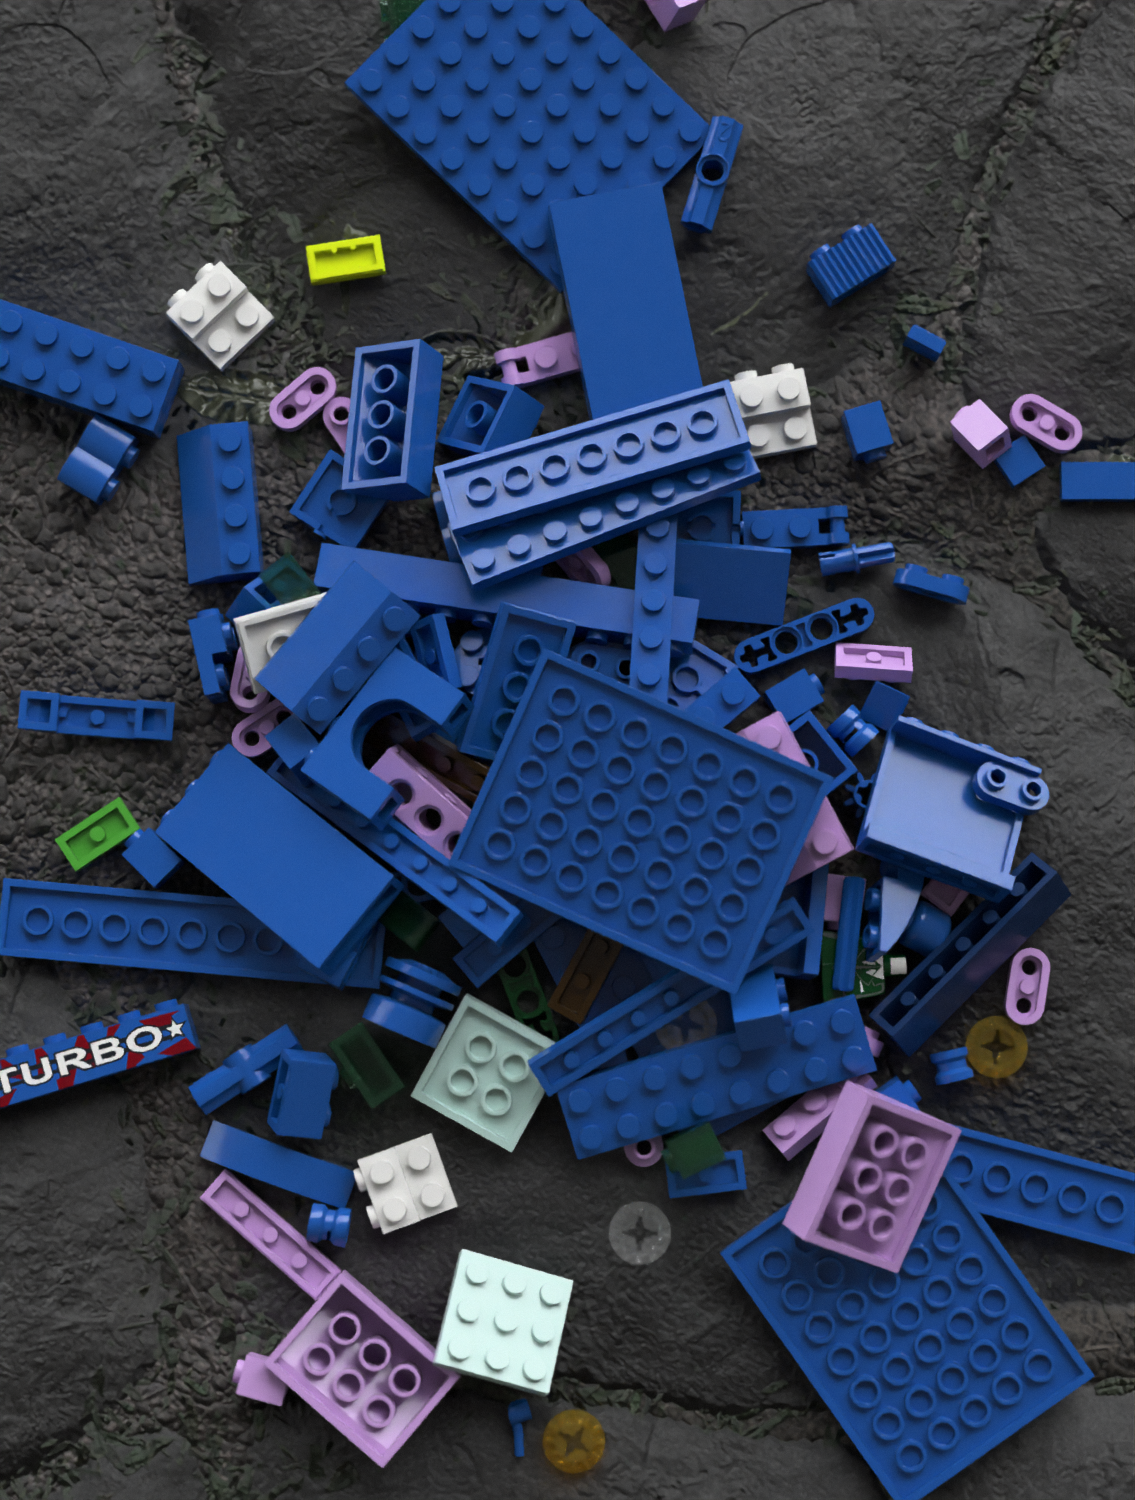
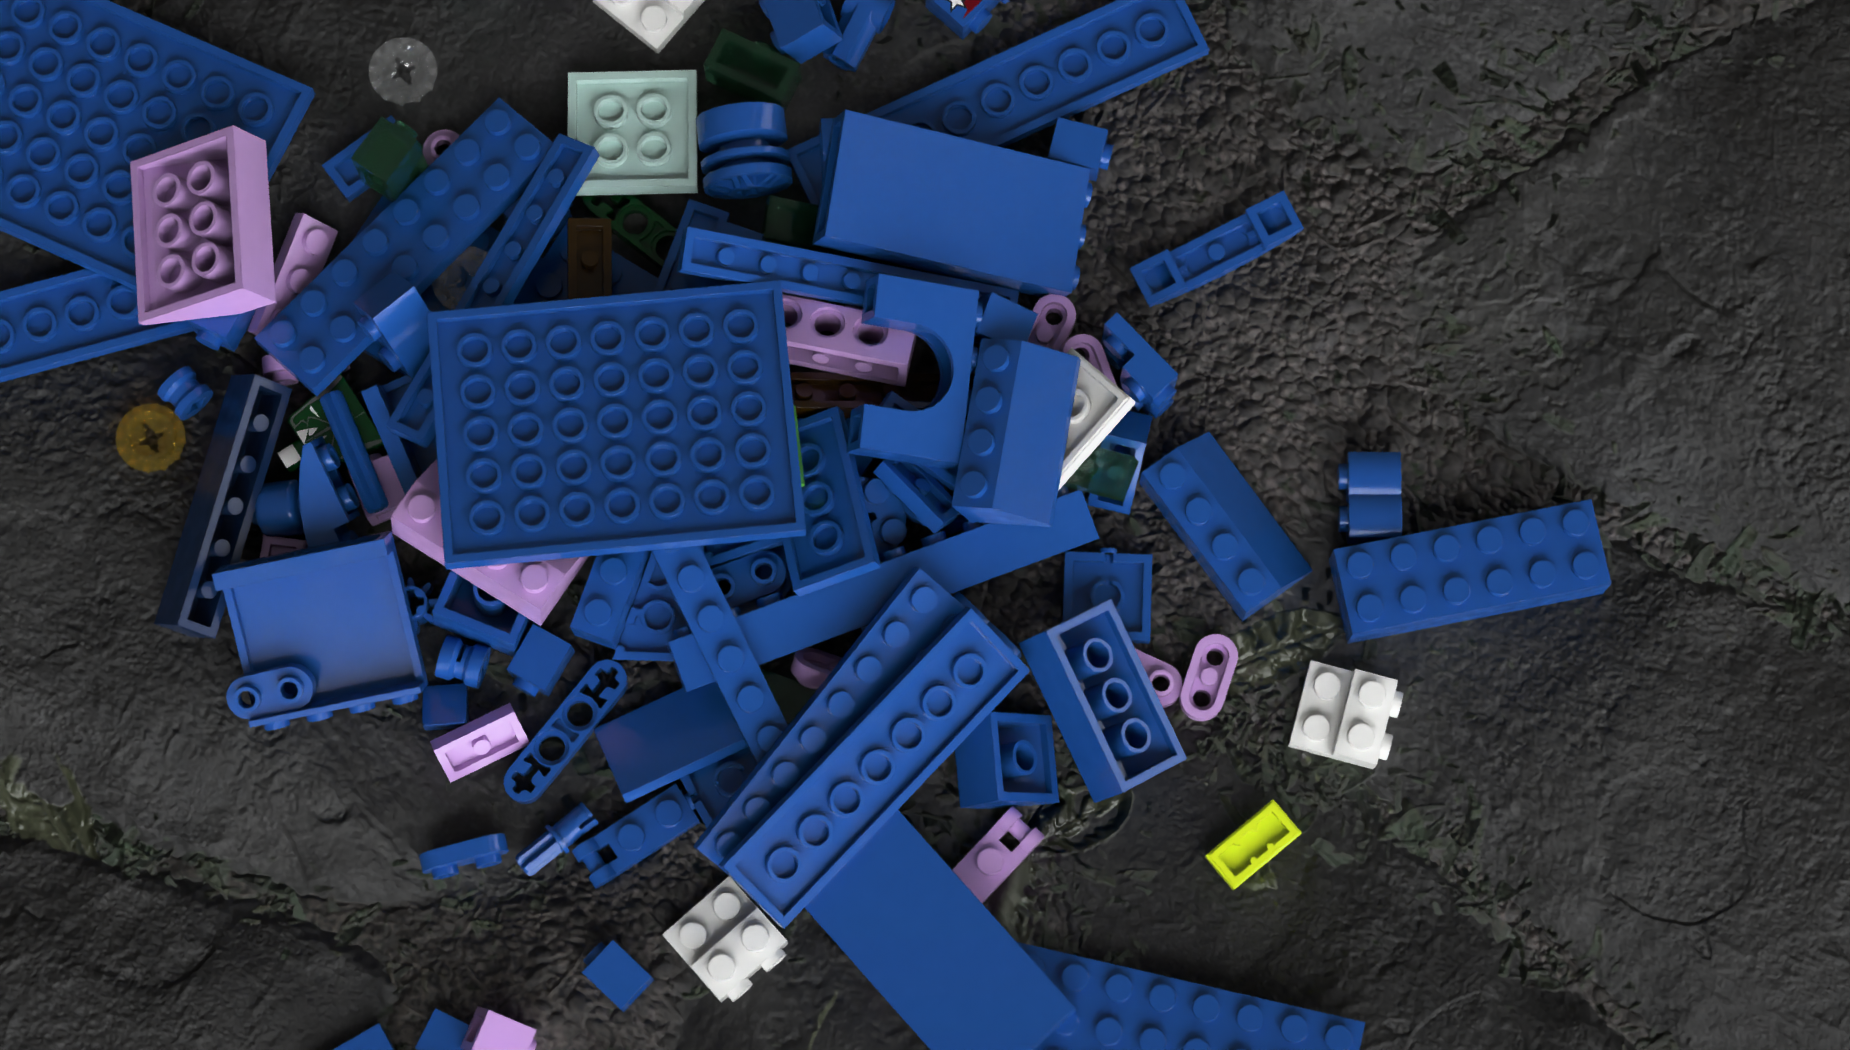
camera: 150 degrees right, 5 degrees down
(98, 834) = (1145, 142): bright green plate -> none
(1025, 986) = (152, 513): lavender plate -> none

